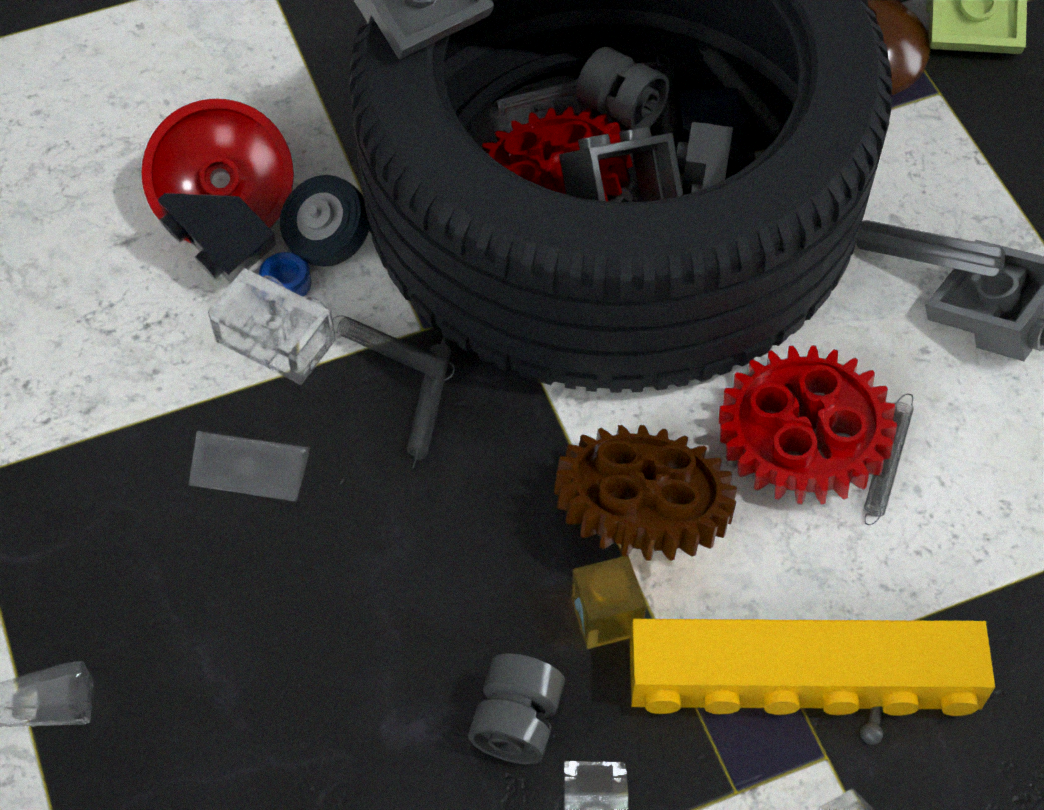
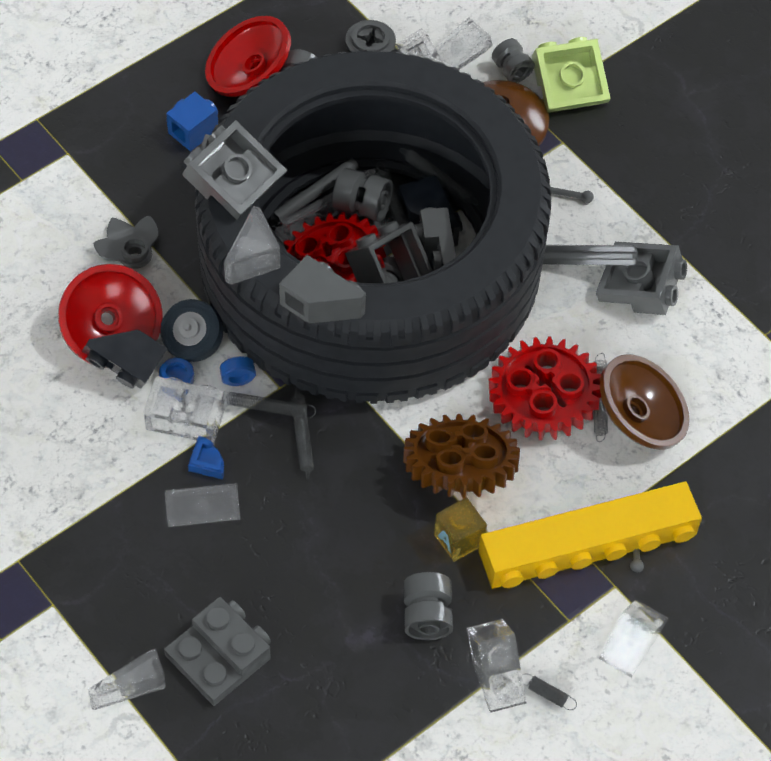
camera: 20 degrees left, 0 degrees up
(184, 690) = (219, 650): none -> dark grey plate
(280, 403) = (206, 459): none -> blue tile
(291, 90) = (127, 240): none -> dark grey plate
(367, 290) = (237, 371): none -> blue tile
(395, 103) = (253, 250): none -> clear slope
(475, 187) = (320, 294): none -> dark grey slope
(552, 76) = (312, 192): none -> dark grey bar
(952, 171) = (586, 196): none -> dark grey hinge
(952, 482) = (644, 402): none -> reddish brown dish

